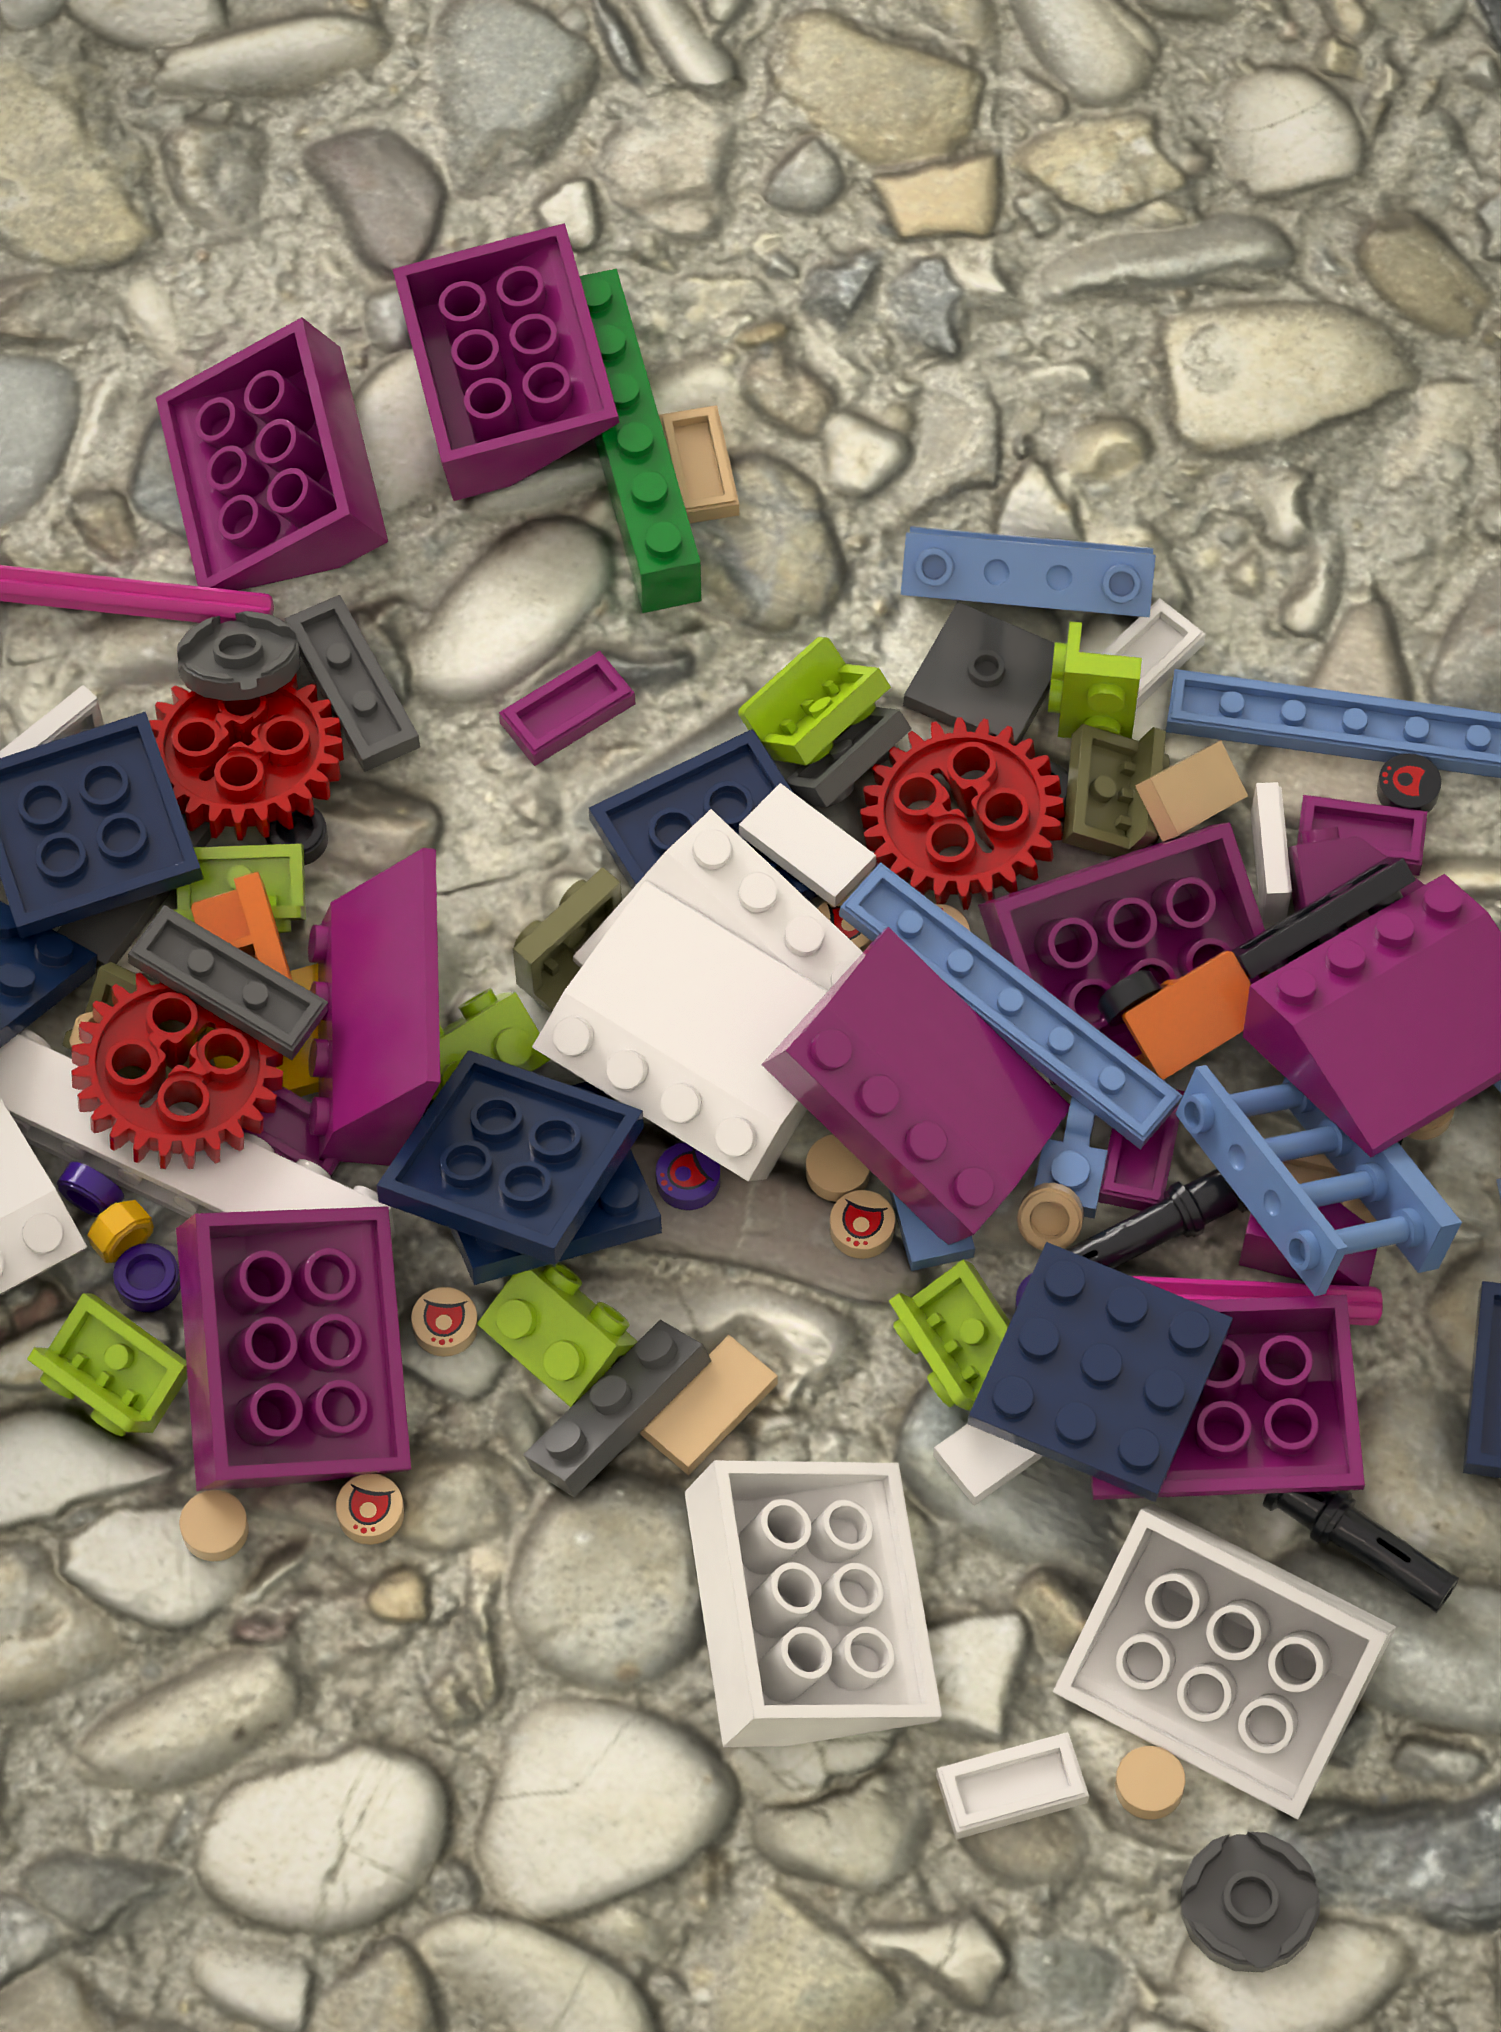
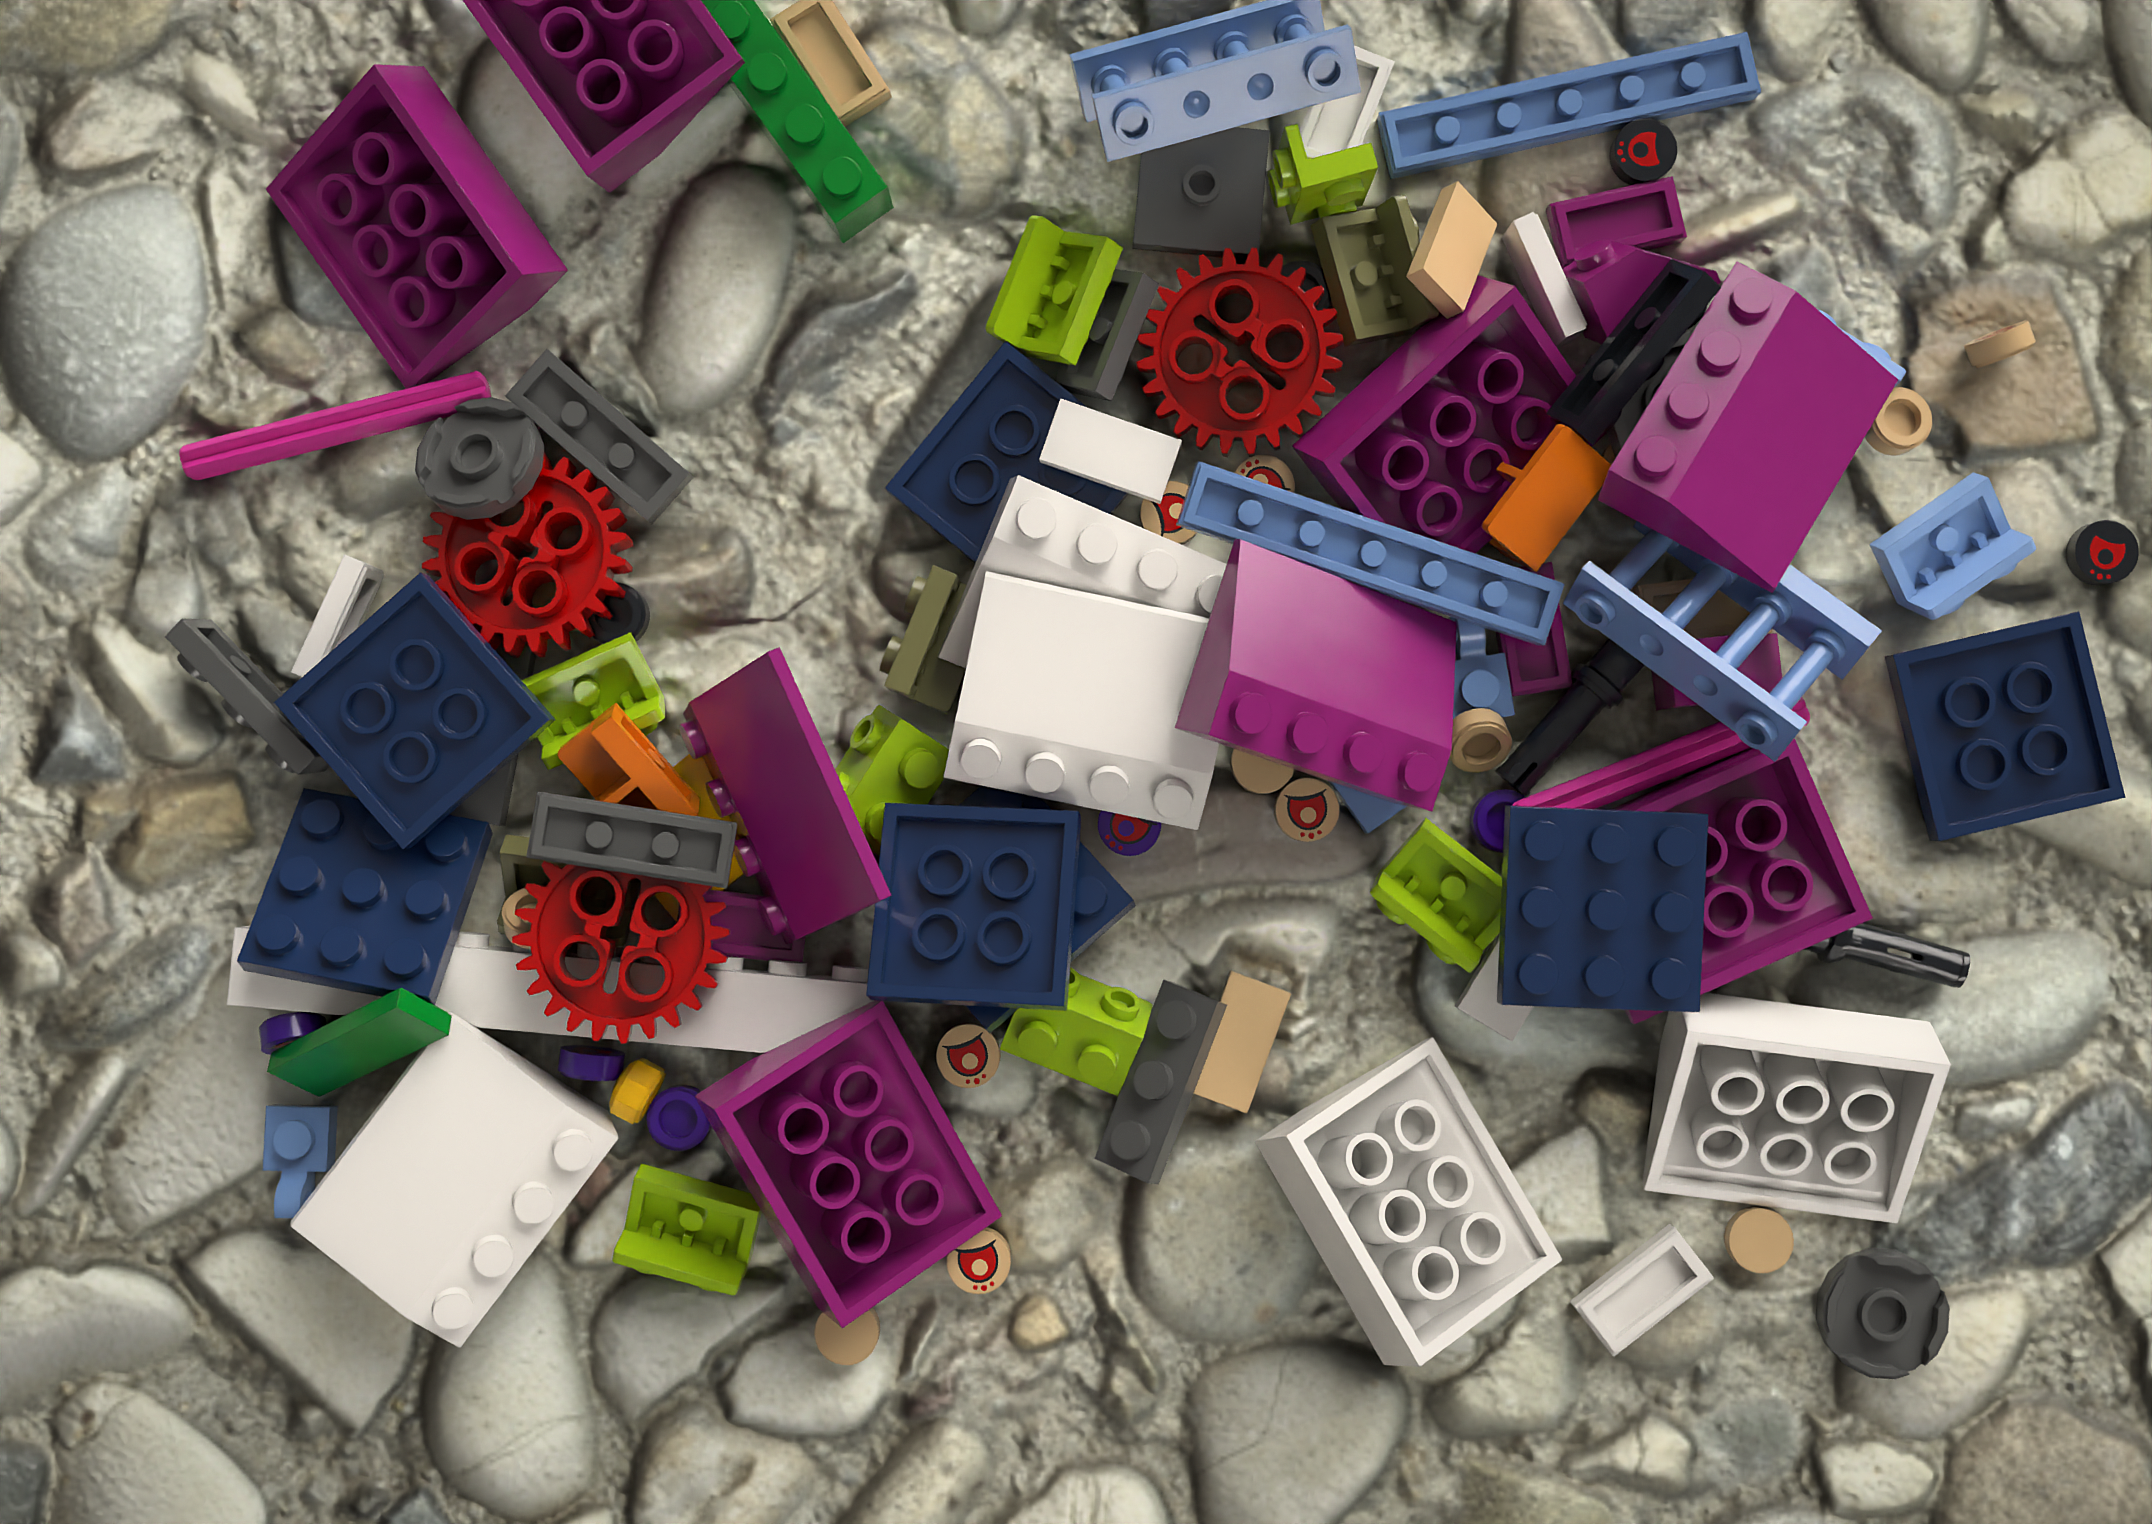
camera: 20 degrees left, 25 degrees up
(567, 708) = (815, 378): magenta tile -> none
(1126, 995) = (1479, 501): black tile -> none

